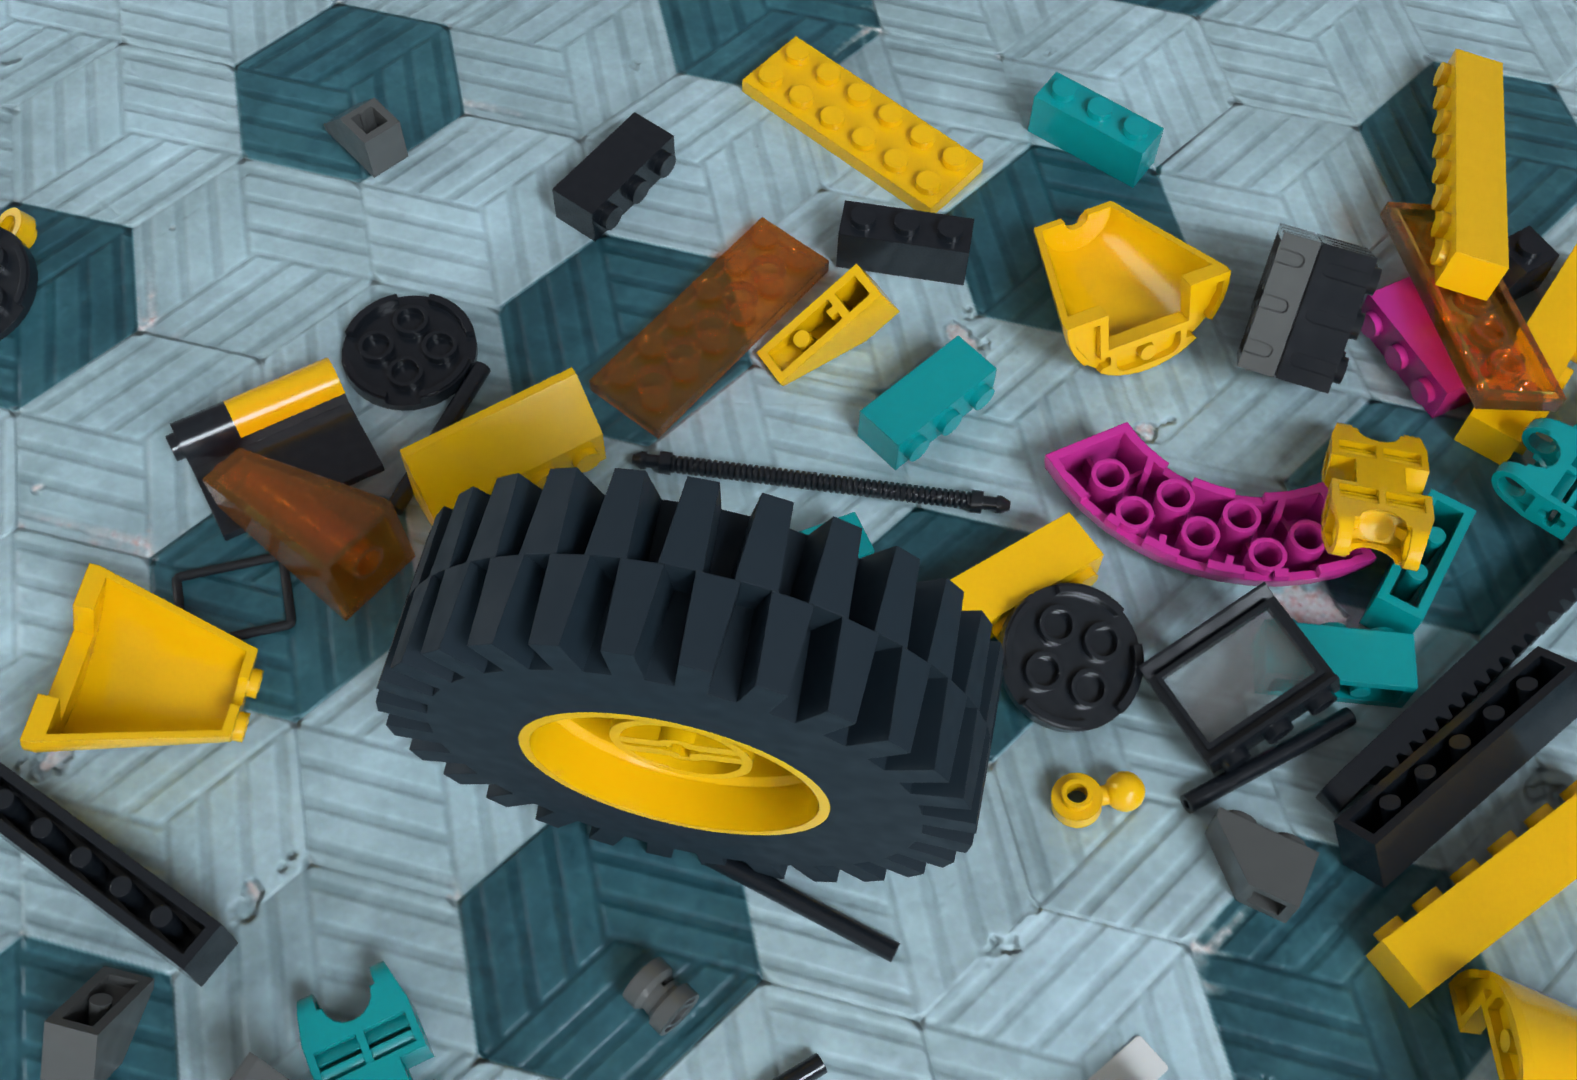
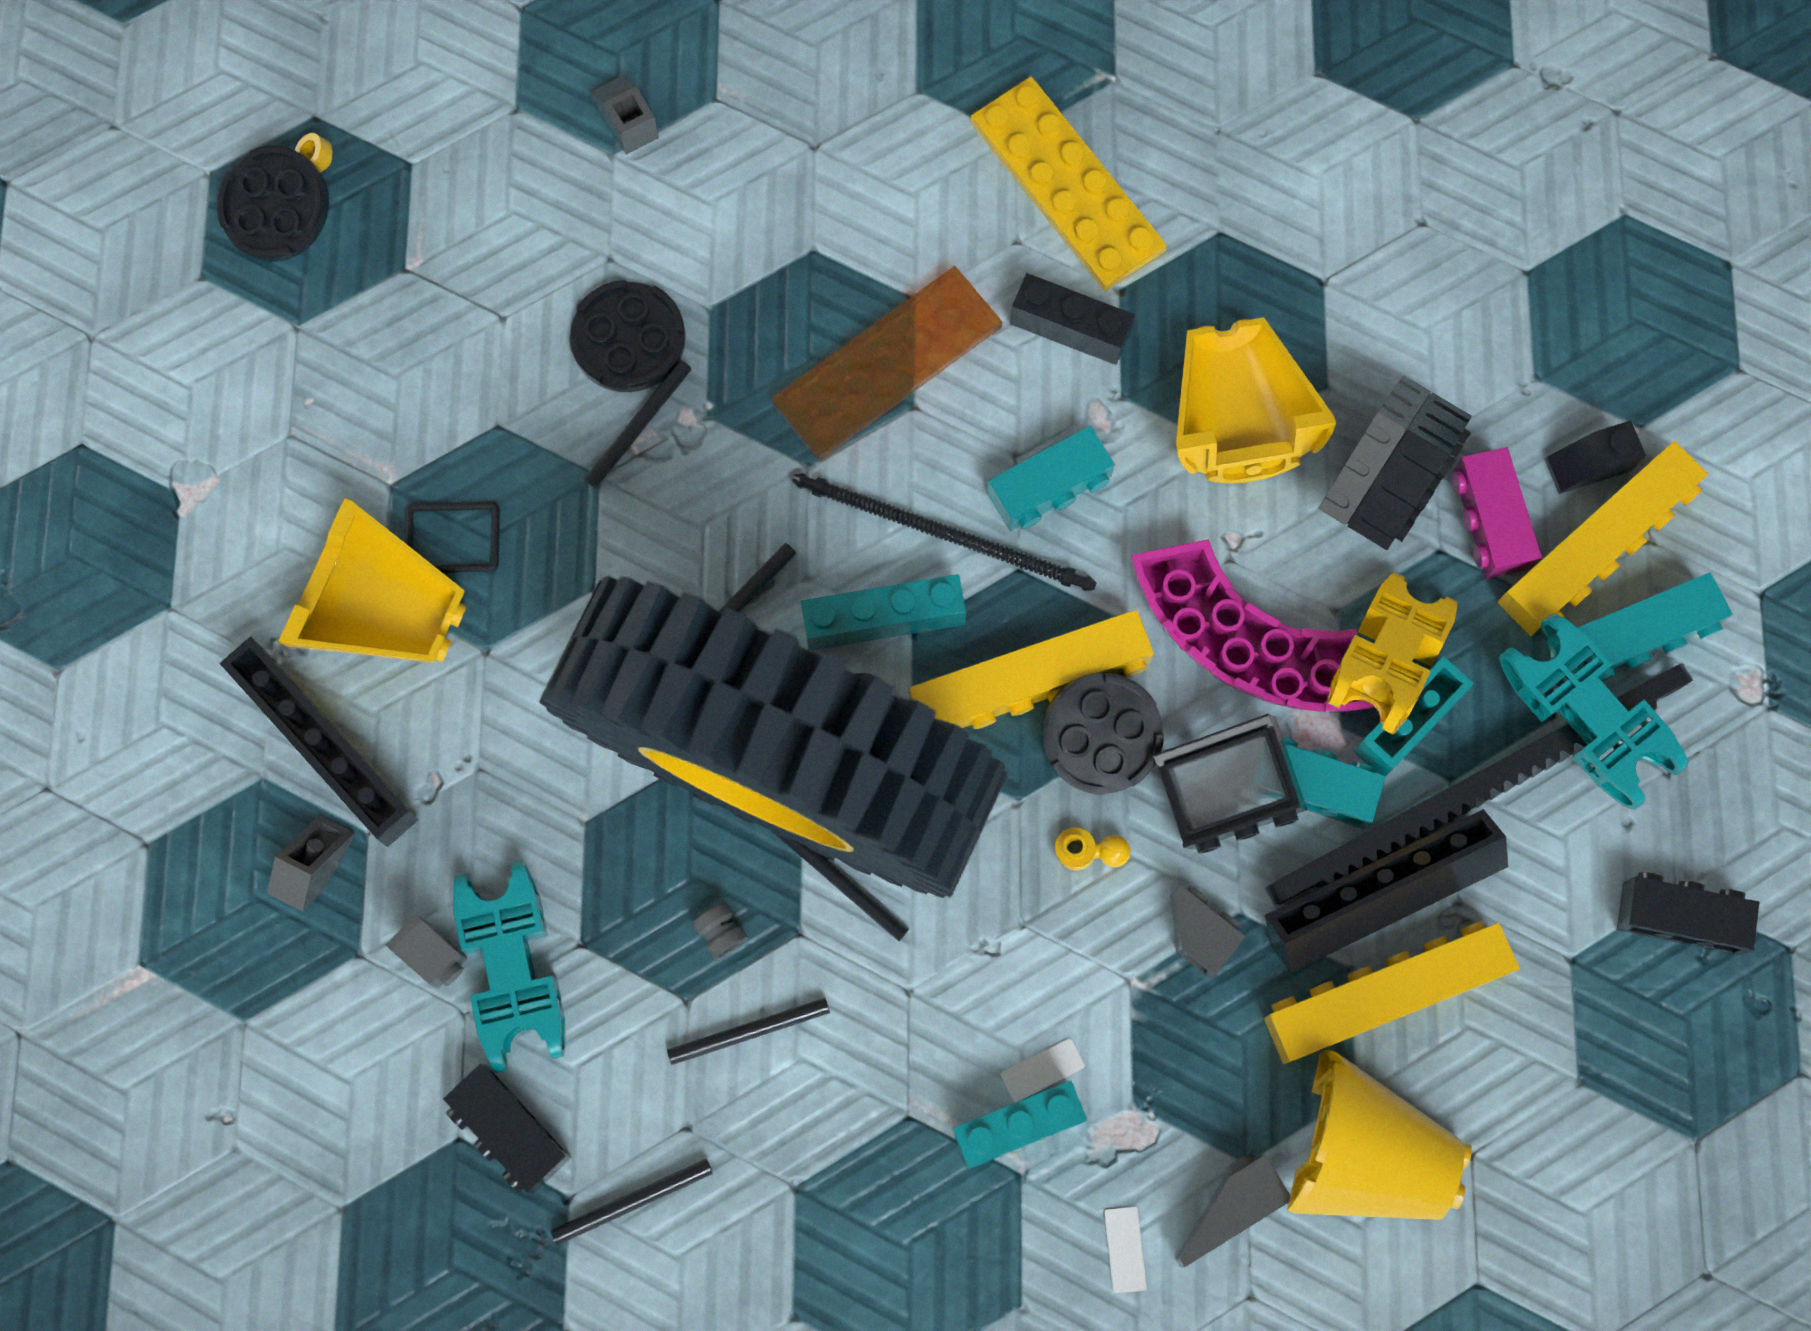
camera: 15 degrees right, 15 degrees up
(292, 420) = (504, 409): black door -> none
(321, 530) = (528, 499): clear orange slope -> none
(522, 434) = (687, 460): yellow slope -> none
(614, 176) = (835, 199): black brick -> none
(829, 326) = (985, 389): yellow slope -> none
(1095, 129) = (1275, 234): teal brick -> none
(1268, 760) = (1240, 849): black piece -> none
(1469, 176) = (1594, 356): yellow brick -> none
(1483, 338) = (1542, 491): clear orange plate -> none

